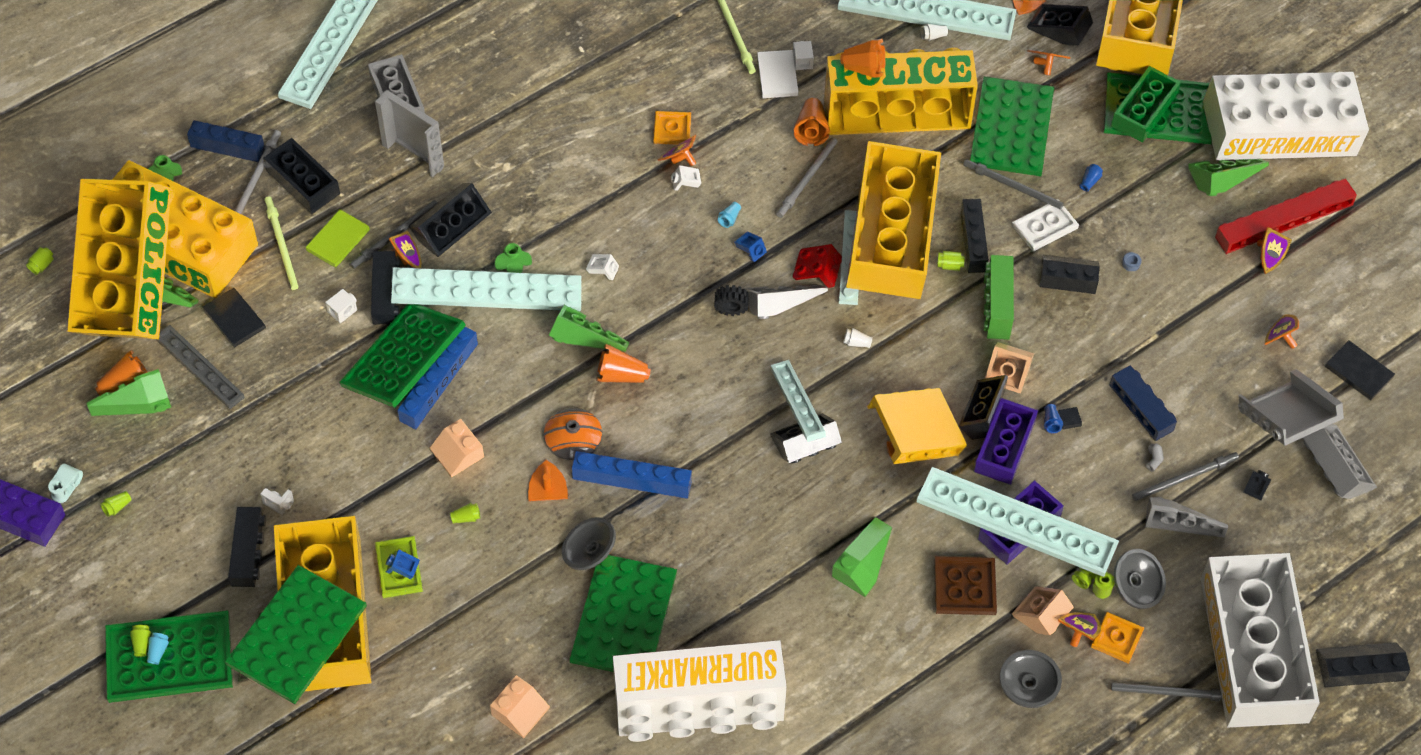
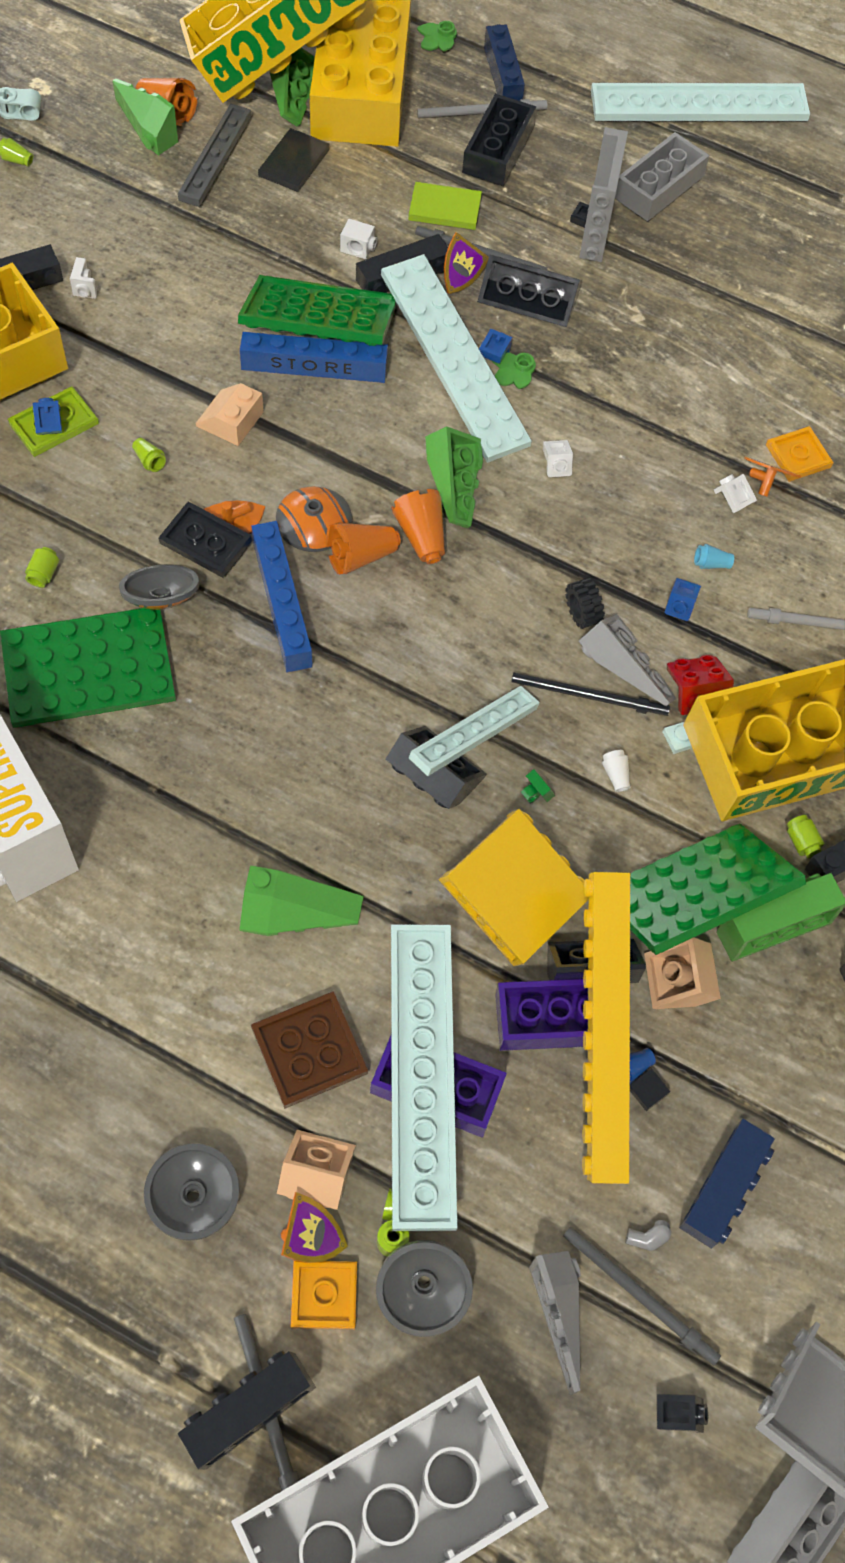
camera: 60 degrees right, 5 degrees up
(272, 214) = (439, 141): yellowish green bar -> none
(397, 156) = (580, 214): none -> black tile
(491, 260) = (495, 345): none -> blue bracket
(529, 615) = (41, 567): none -> lime brick
(559, 504) = (205, 539): none -> black plate
(617, 413) = (359, 545): none -> orange cone
(816, 305) = (641, 704): none -> black bar
(849, 387) = (536, 788): none -> green tile
(963, 329) = (706, 887): none -> green plate
(1033, 411) = (607, 1028): none -> yellow brick
(1170, 696) = (245, 1410): none -> black brick

